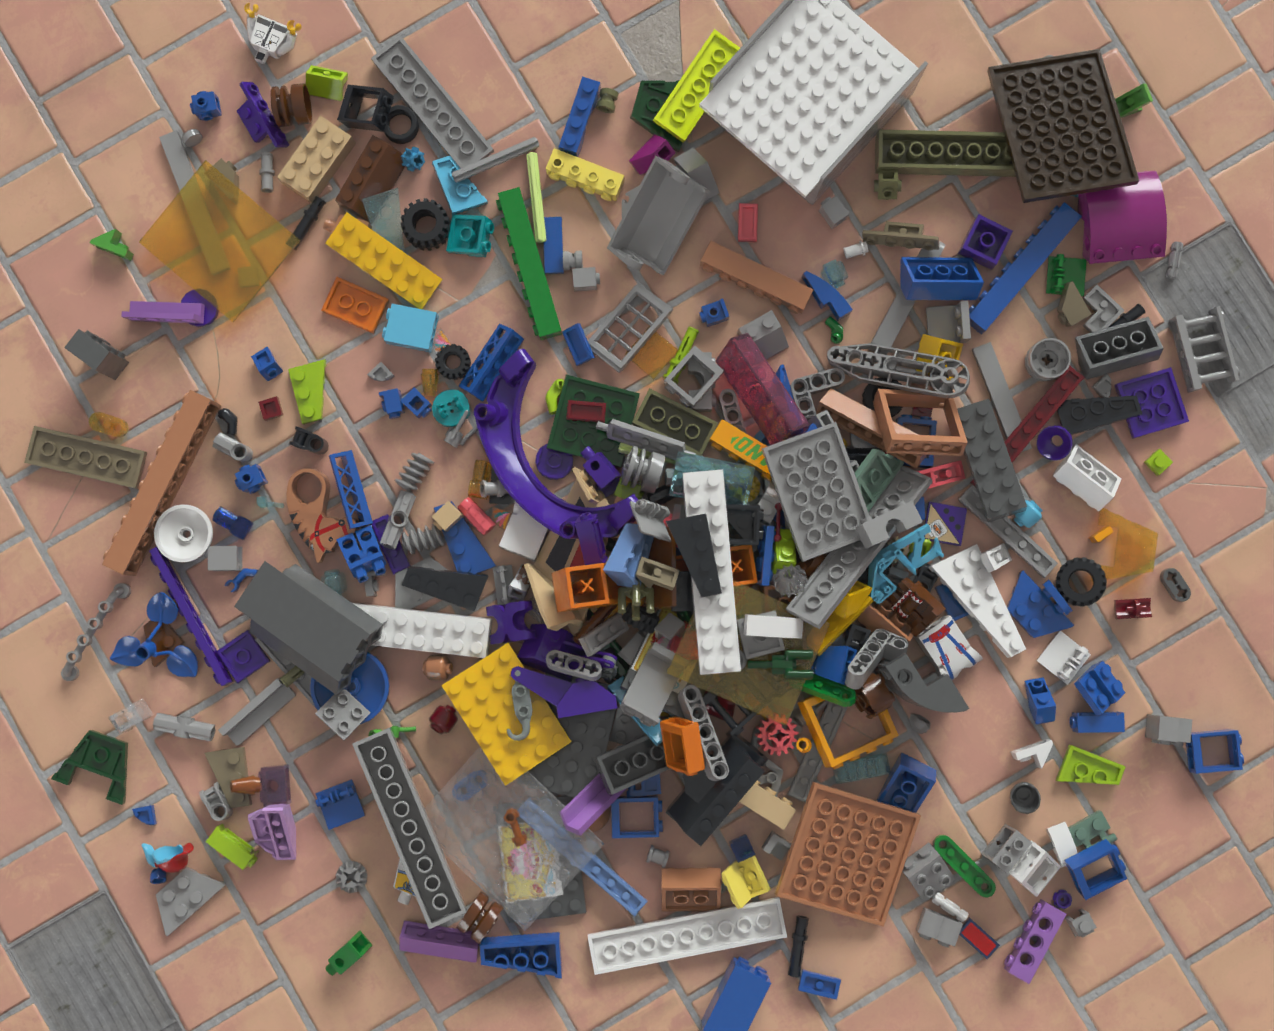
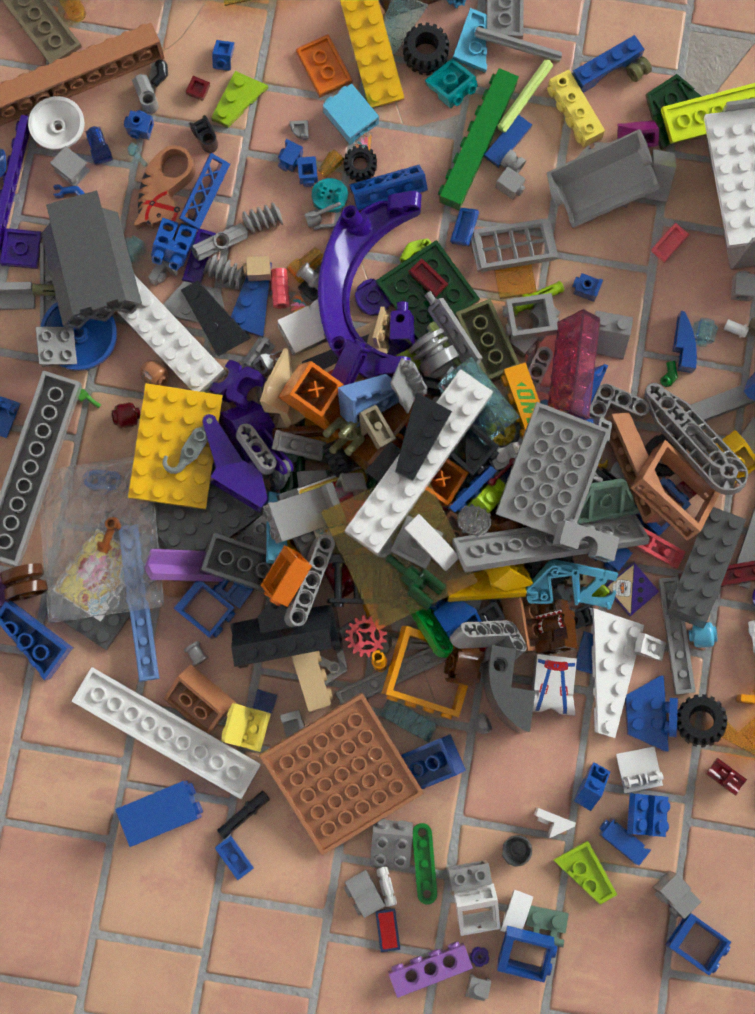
camera: 35 degrees right, 5 degrees down
(755, 277) = (642, 286): nougat brick -> none

